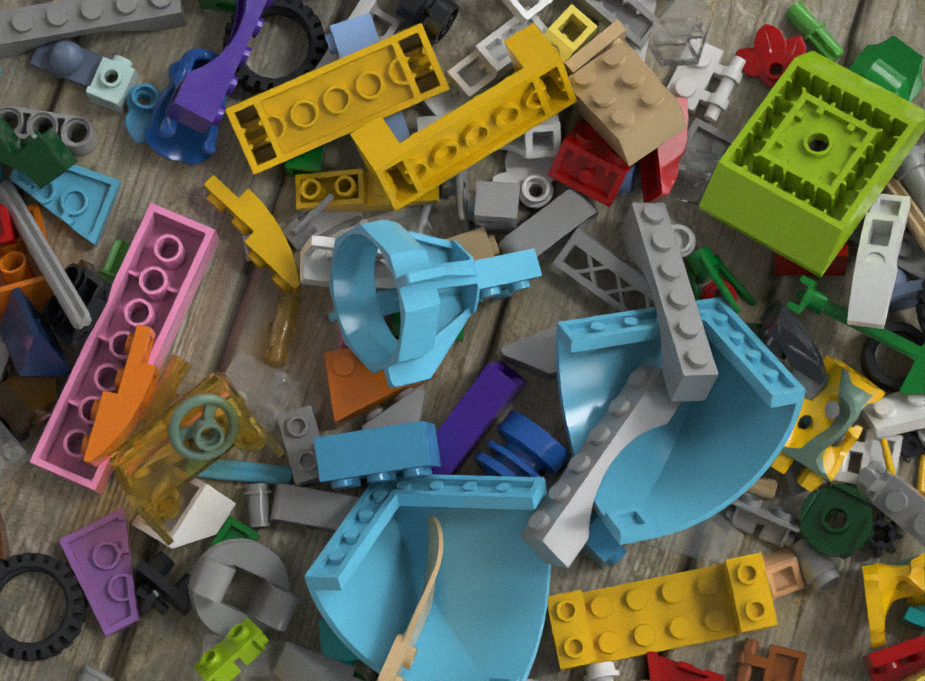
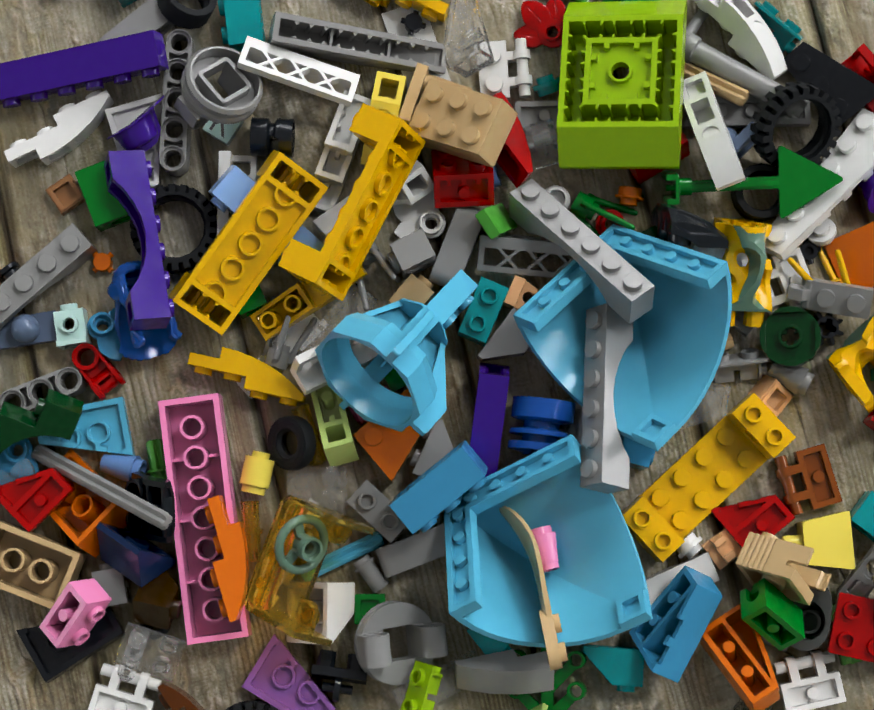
camera: 35 degrees left, 5 degrees up
(76, 248) = (122, 466): none -> medium blue cone
(112, 145) = (98, 371): none -> red piece
(183, 38) = (102, 262): none -> orange piece
(206, 336) = (256, 473): none -> light yellow brick
(272, 332) = (305, 442): none -> black tyre
(310, 336) = (334, 427): none -> yellowish green slope
(449, 582) = (547, 546): none -> bright pink cone
(534, 308) = (483, 311): none -> teal brick
(581, 307) = (516, 291): none -> light nougat tile
(601, 224) = (496, 221): none -> bright green tile
(736, 119) = (546, 85): none -> teal plate
(756, 281) = (629, 195): none -> orange plate

